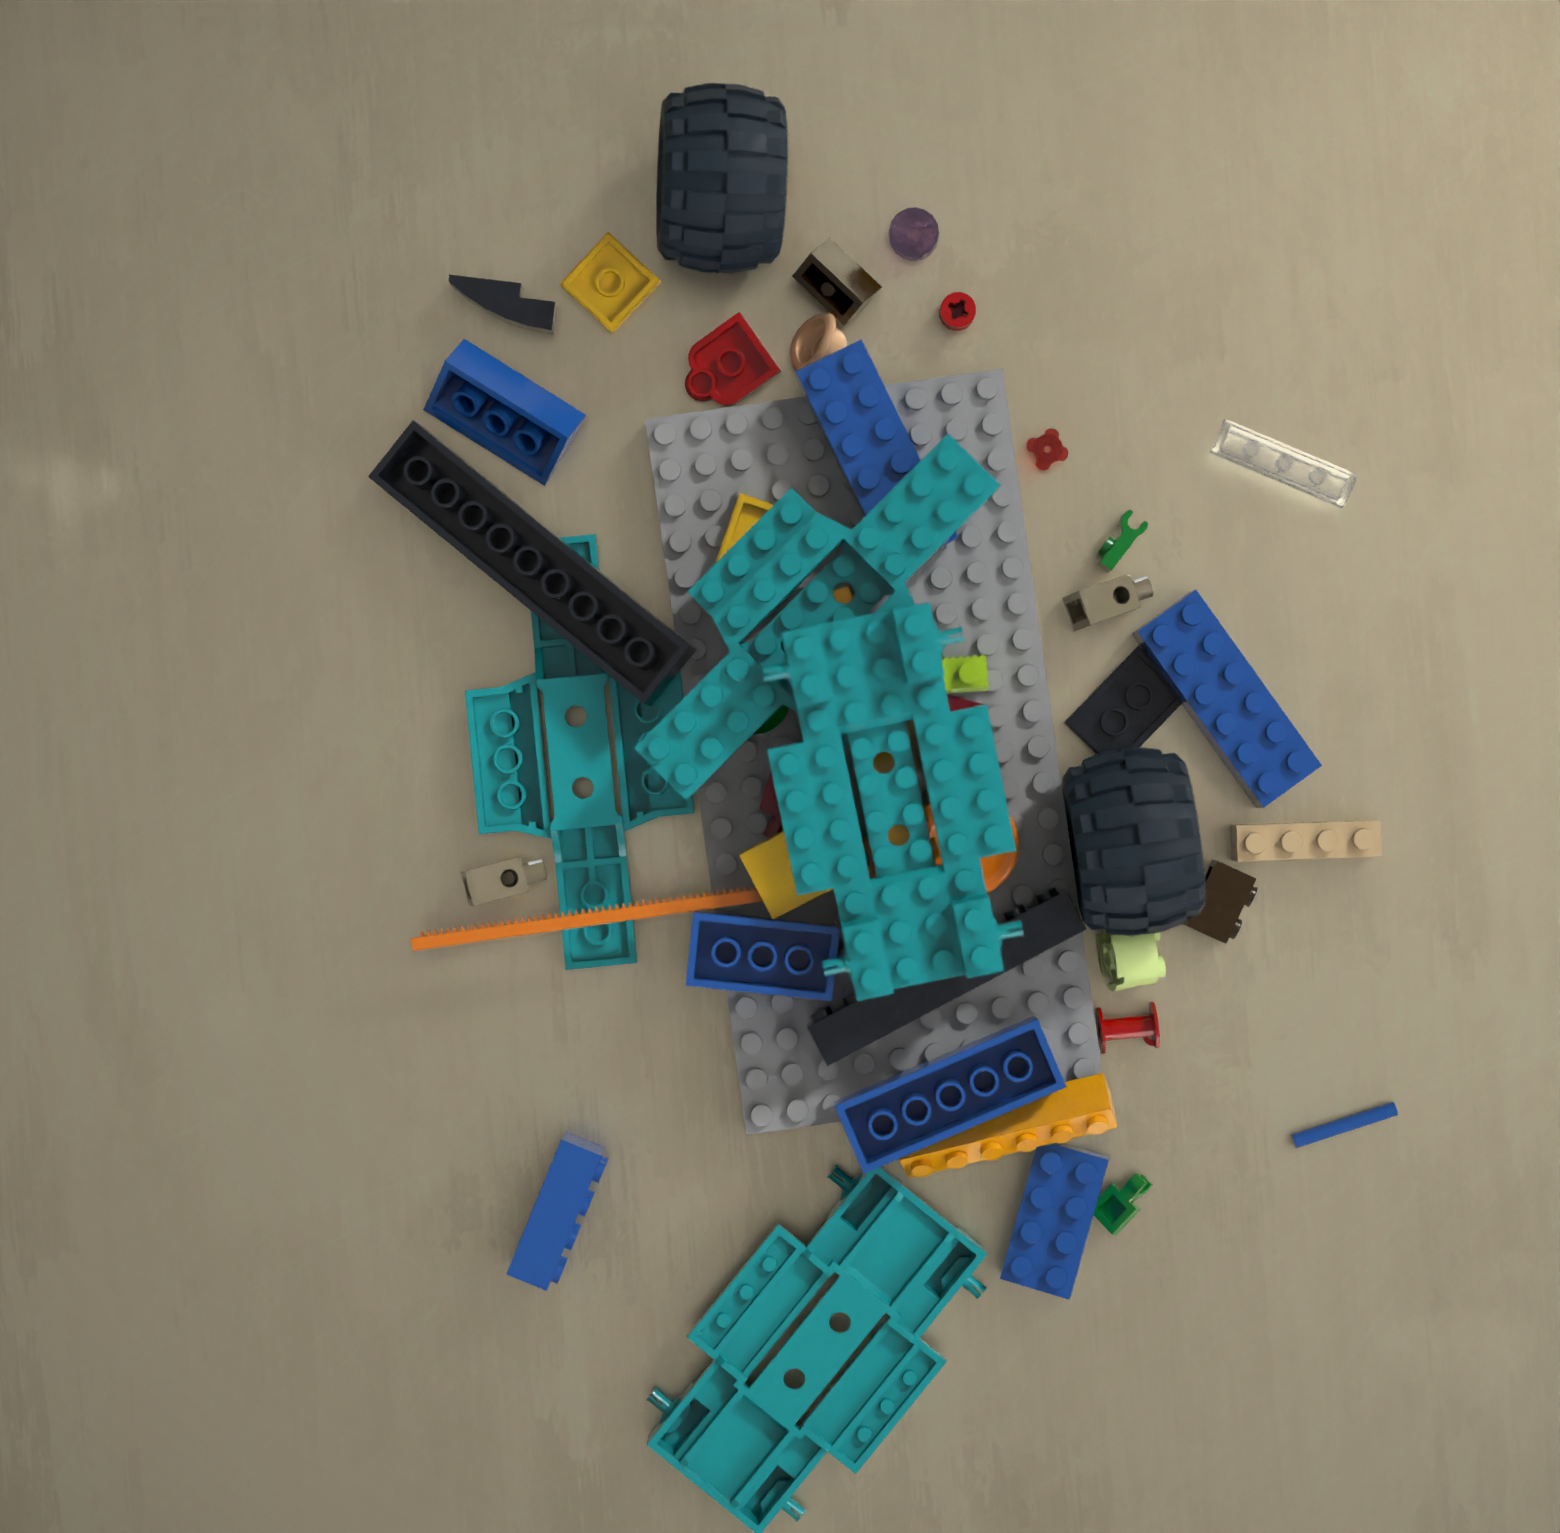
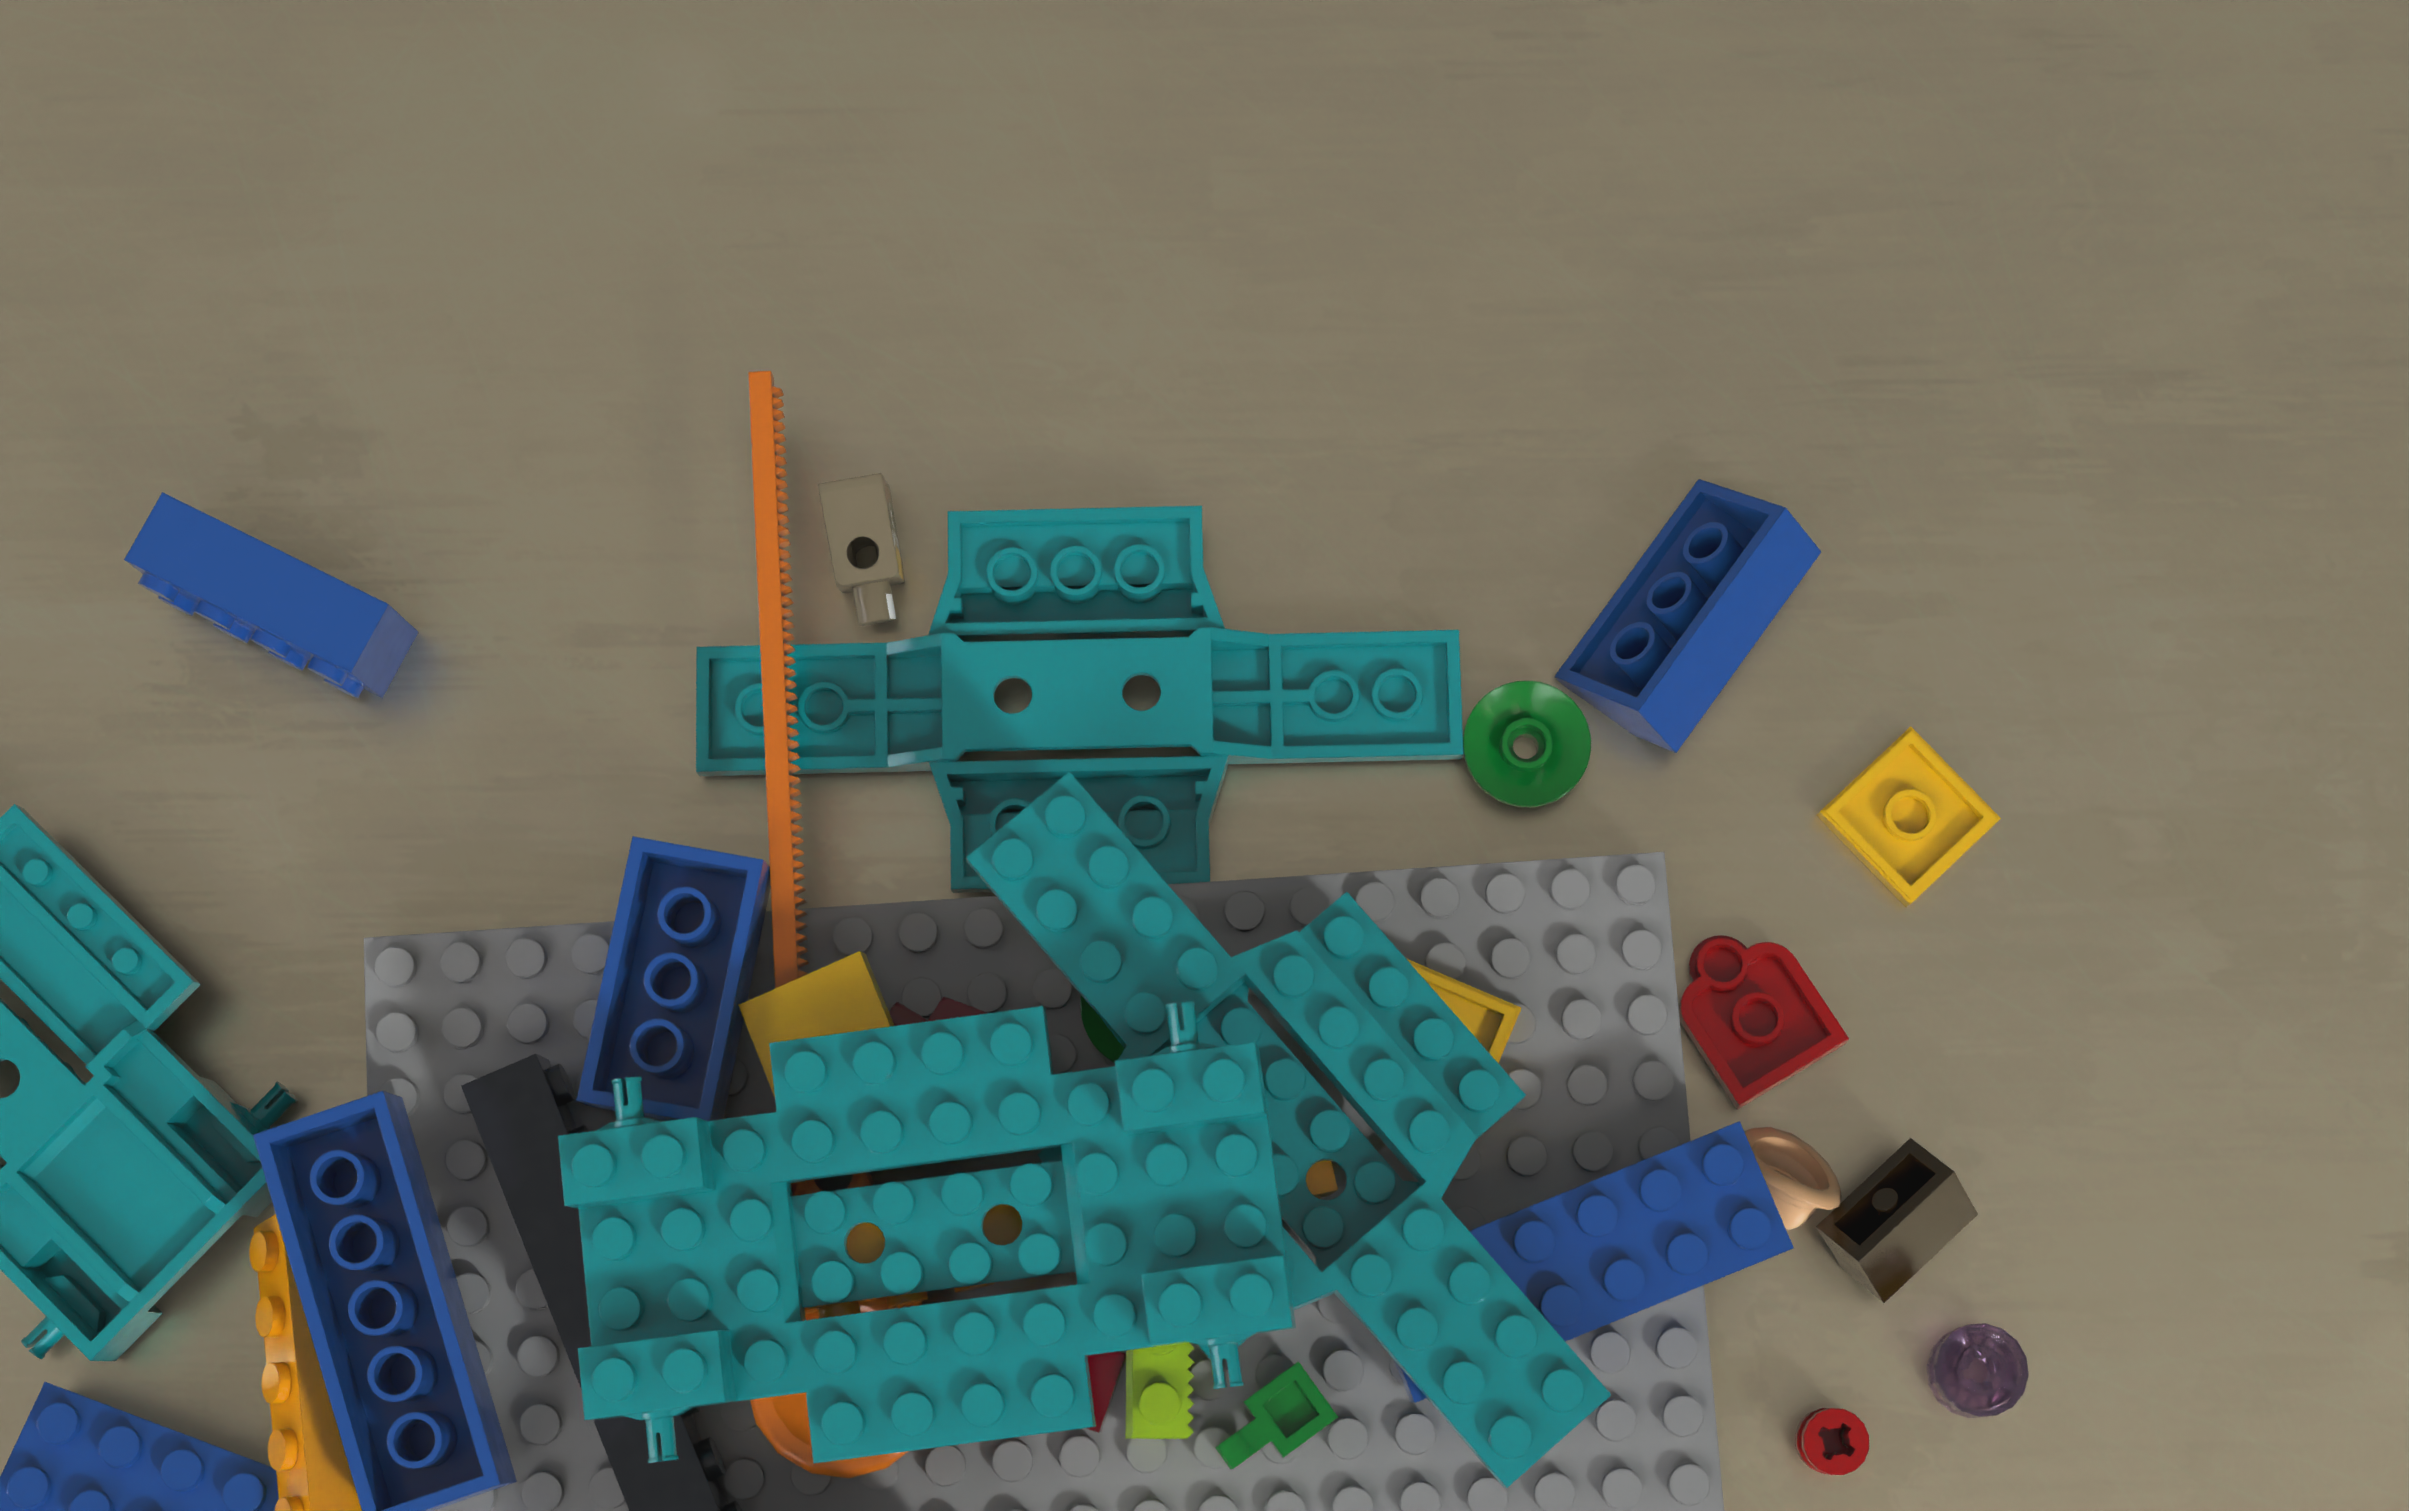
camera: 90 degrees right, 10 degrees down
(507, 303) = (1881, 635): black slope -> none
(532, 563) = (1412, 637): black brick -> none
(584, 479) = (1534, 713): none -> green dish
(721, 178) = (2102, 1009): black wheel -> none
(967, 607) = (1284, 1413): none -> green plate

